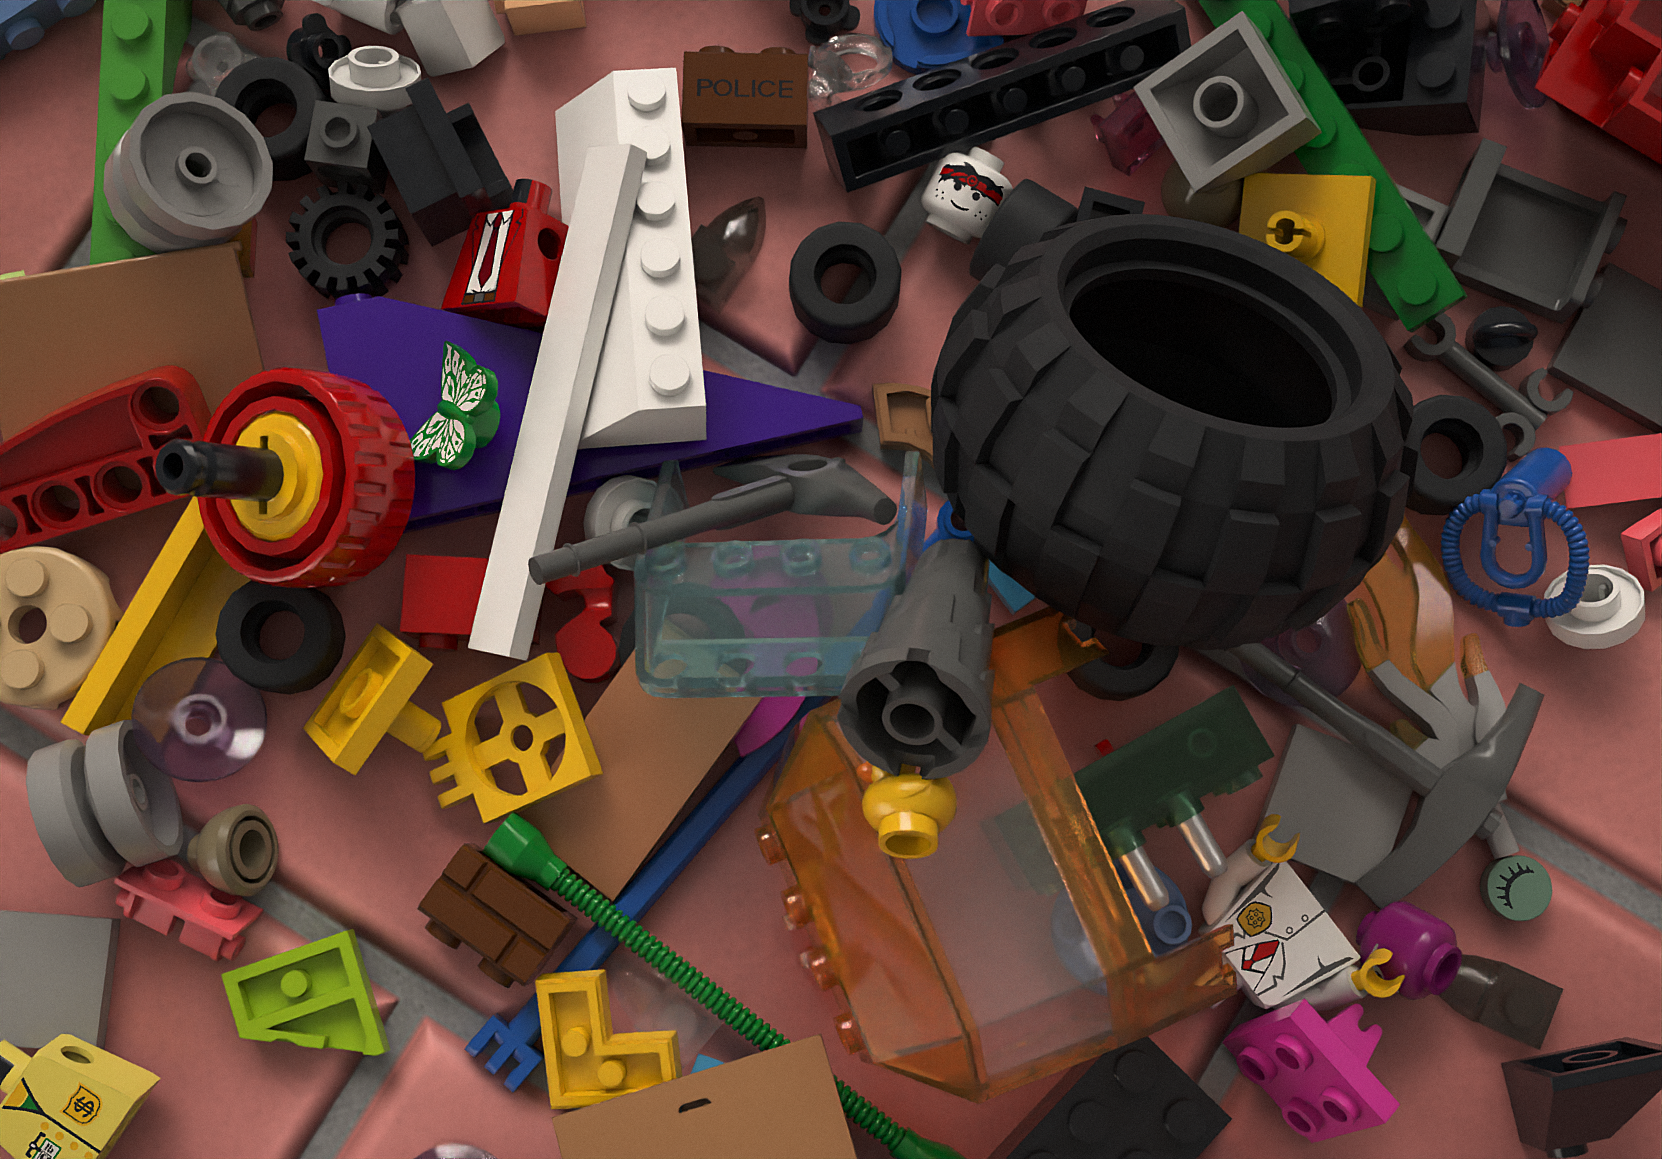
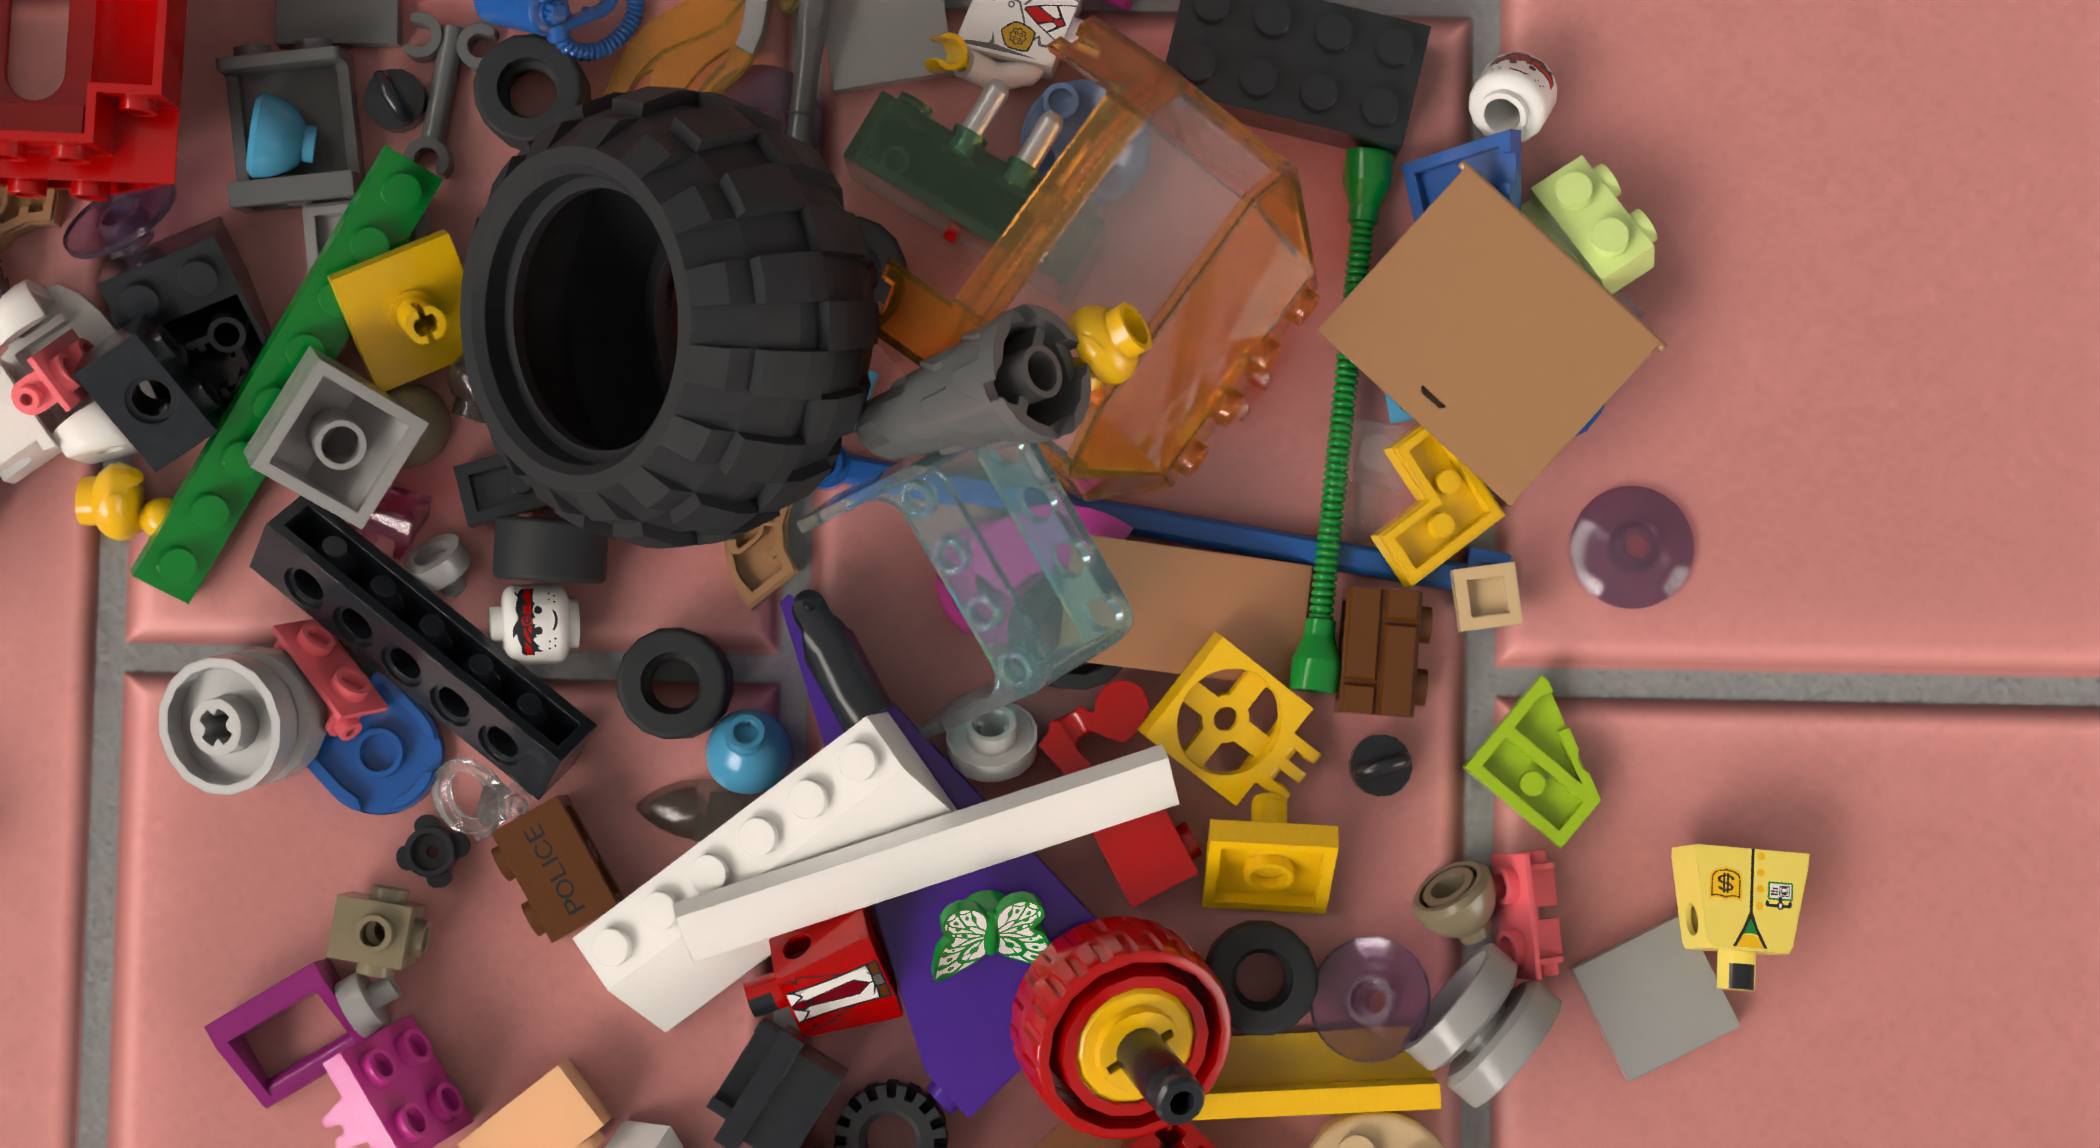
camera: 115 degrees left, 5 degrees up
(400, 856) = (1380, 765): none -> black tile
(485, 1044) = (1486, 597): none -> tan tile
(748, 312) = (748, 751): none -> dark azure brick
(770, 486) = (885, 619): dark grey piece -> none
(772, 420) = (838, 662): none -> black piece
(1065, 145) = (440, 564): none -> light grey tile
(1524, 210) = (278, 138): none -> dark azure brick

